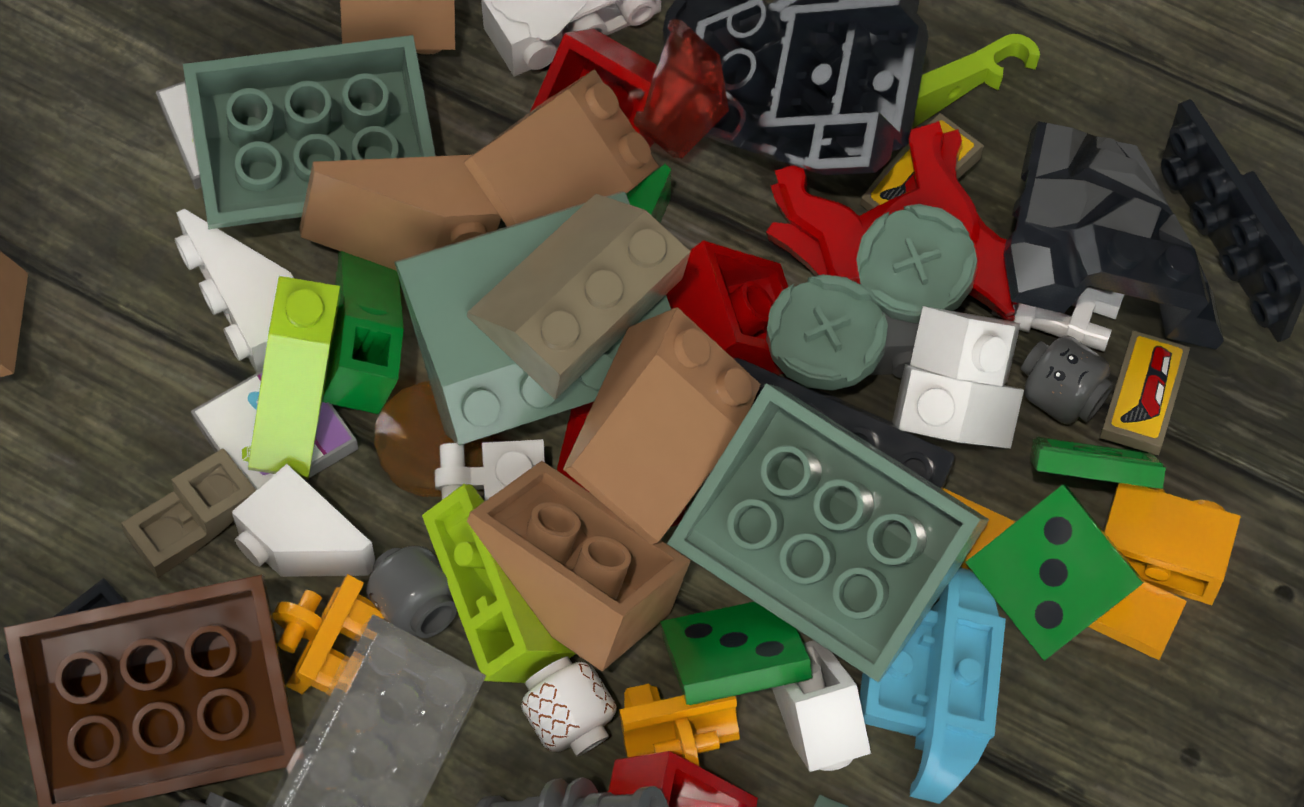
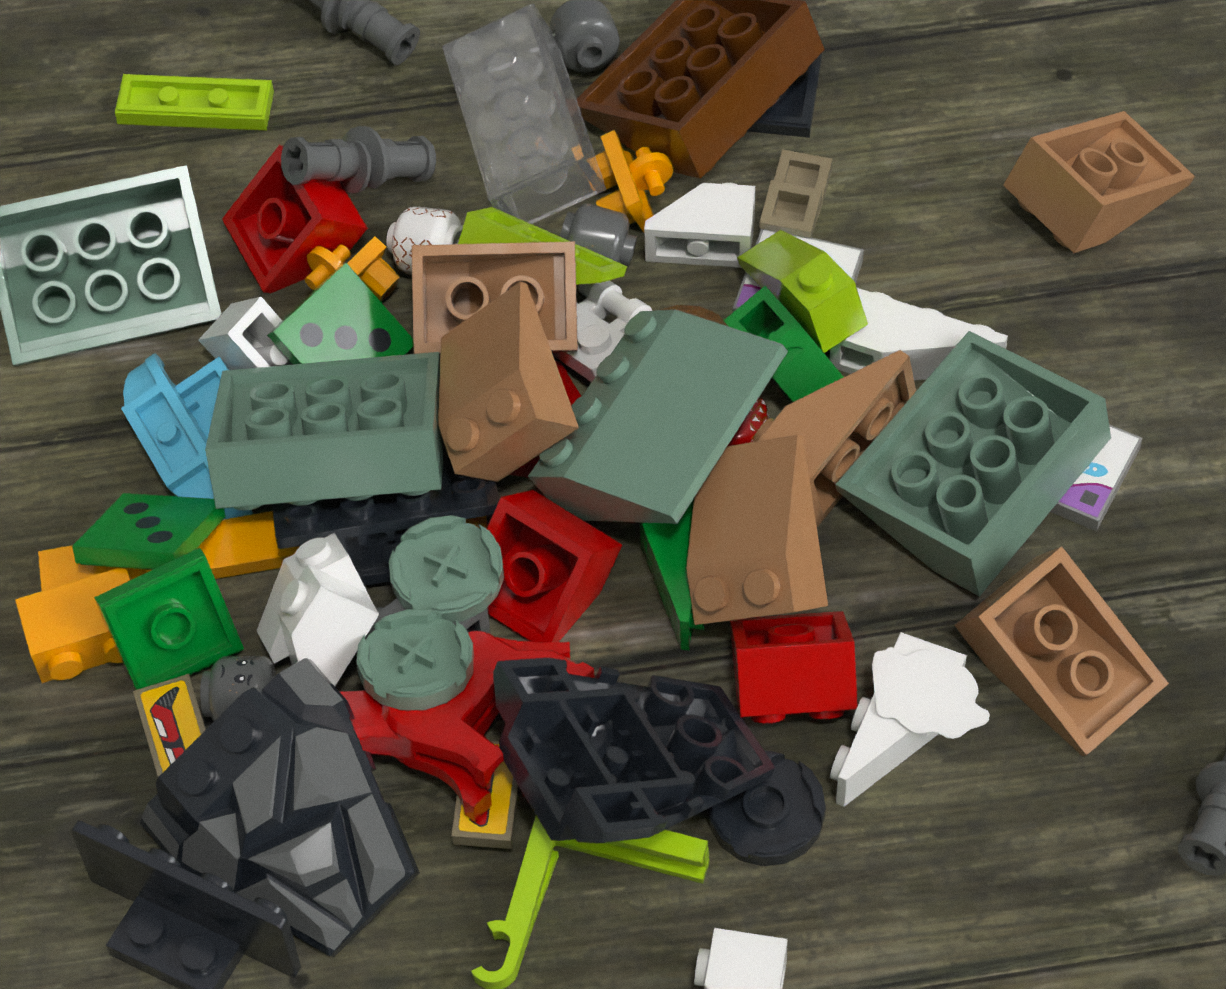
camera: 145 degrees right, 5 degrees down
(581, 291) = (629, 409): dark tan slope -> none
(684, 93) = (721, 677): clear red slope -> none

